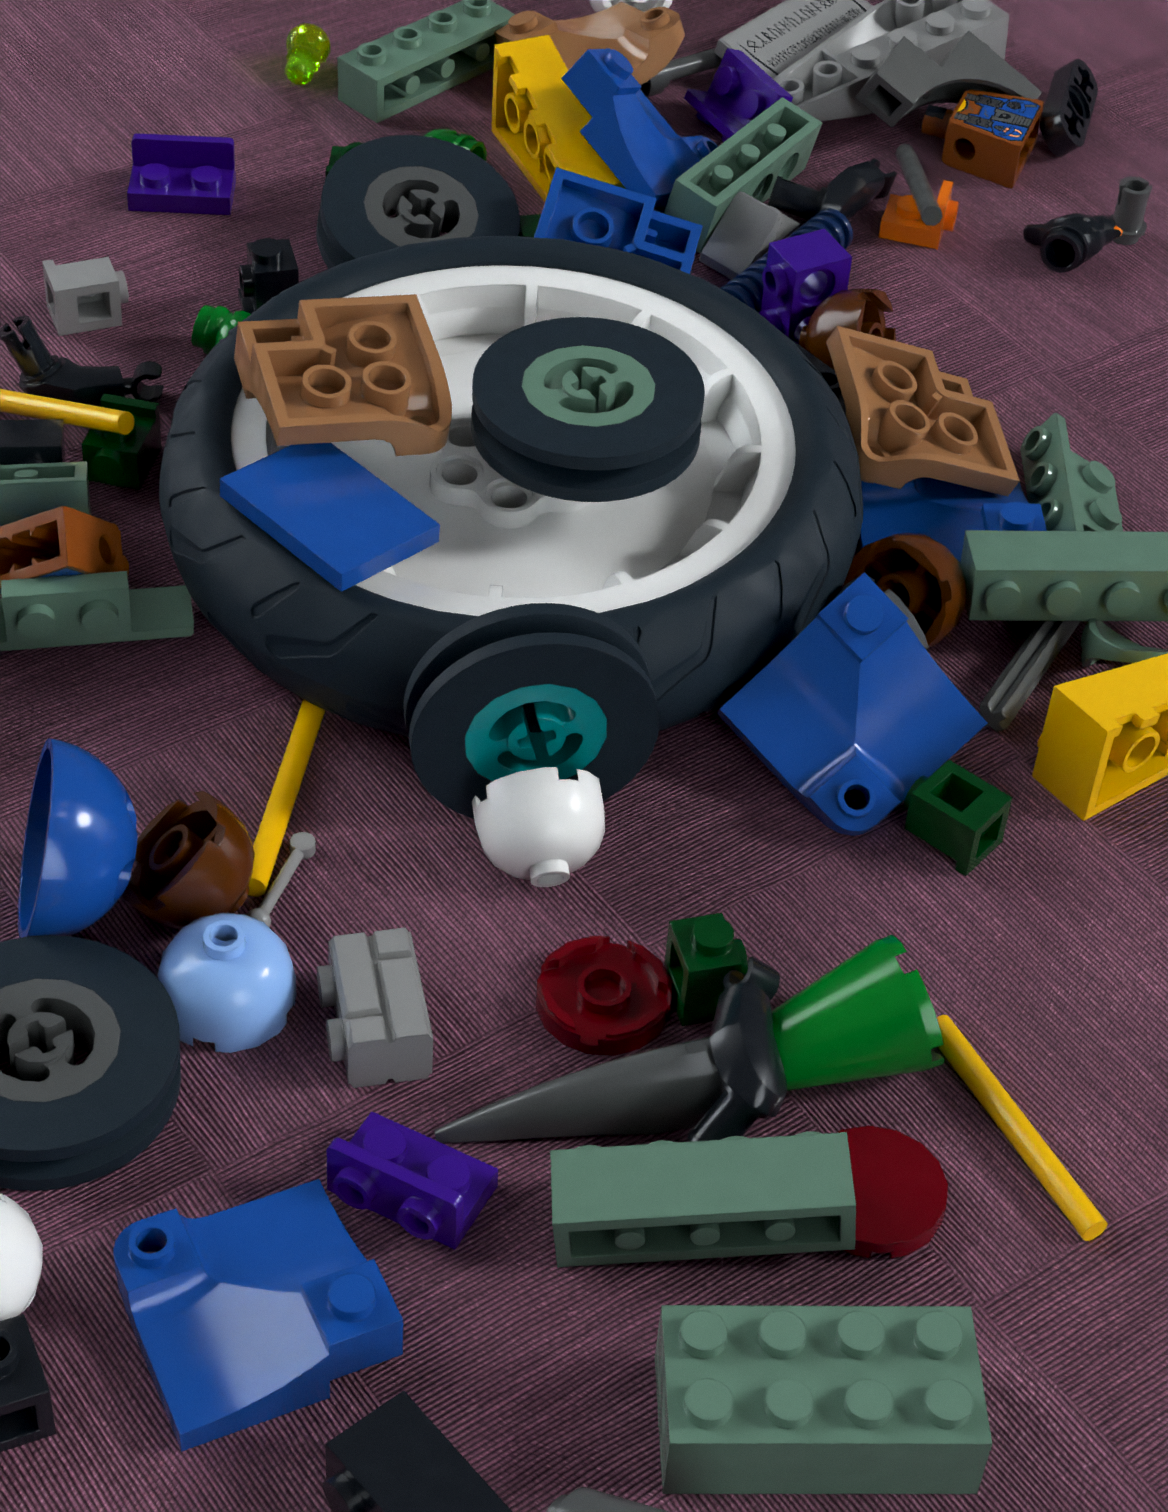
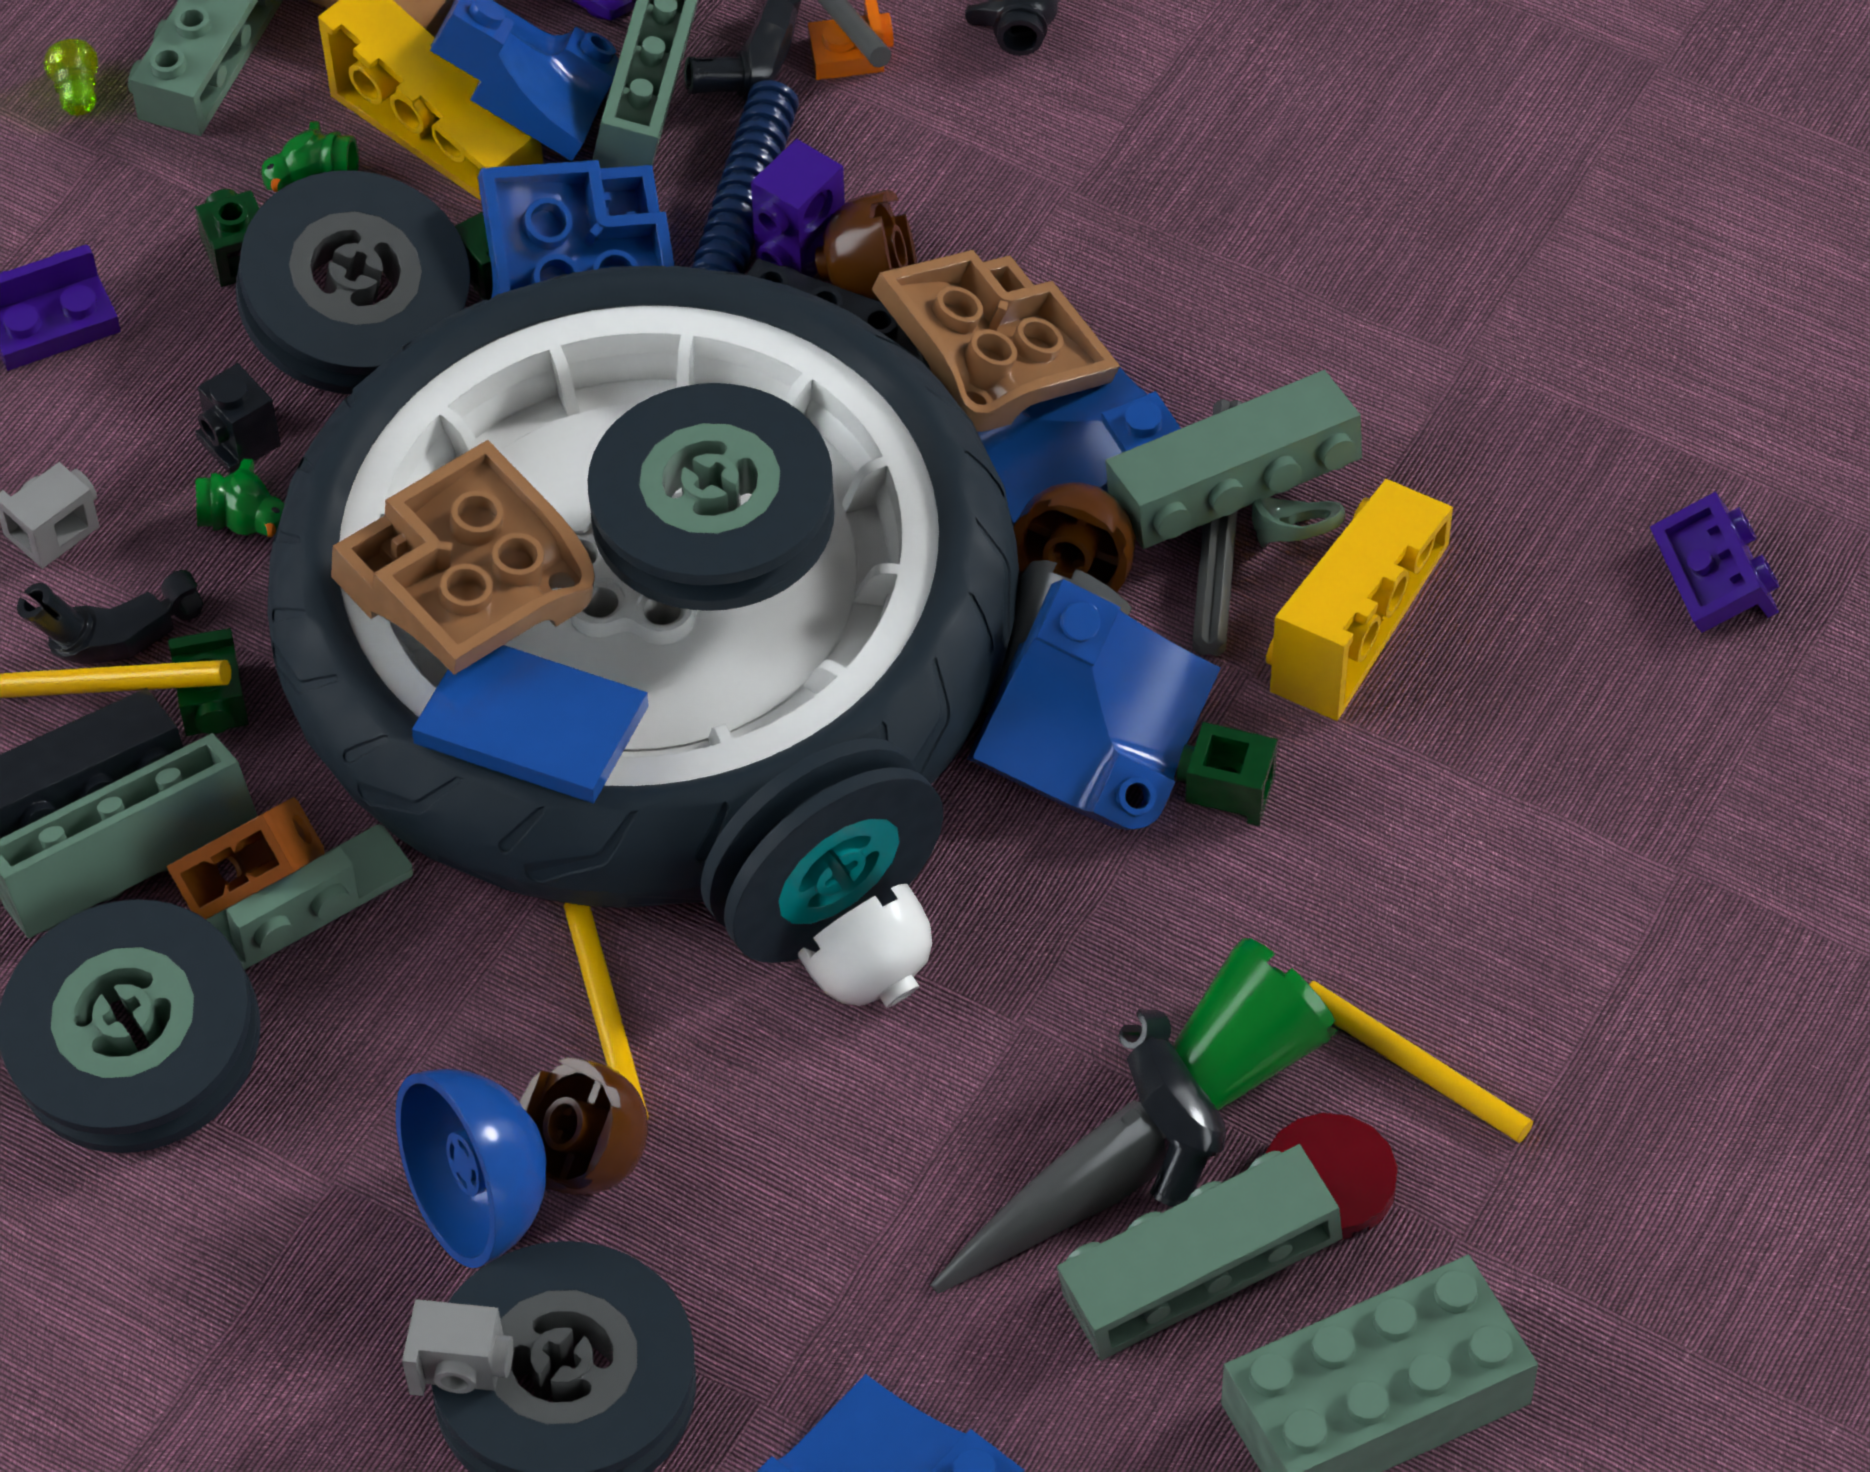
camera: 20 degrees left, 10 degrees up
(228, 981) = (677, 1222): light blue cylinder -> none
(301, 847) = (653, 1057): light grey hinge -> none
(378, 1008) = (824, 1192): light grey brick -> none
(410, 1179) = (940, 1339): dark purple bracket -> none
(603, 996) = (1006, 1090): dark red tile -> none
(697, 960) = (1093, 1020): dark green brick -> none
(744, 235) = (692, 147): light grey slope -> none
(1068, 487) = (1164, 348): sand green bracket -> none

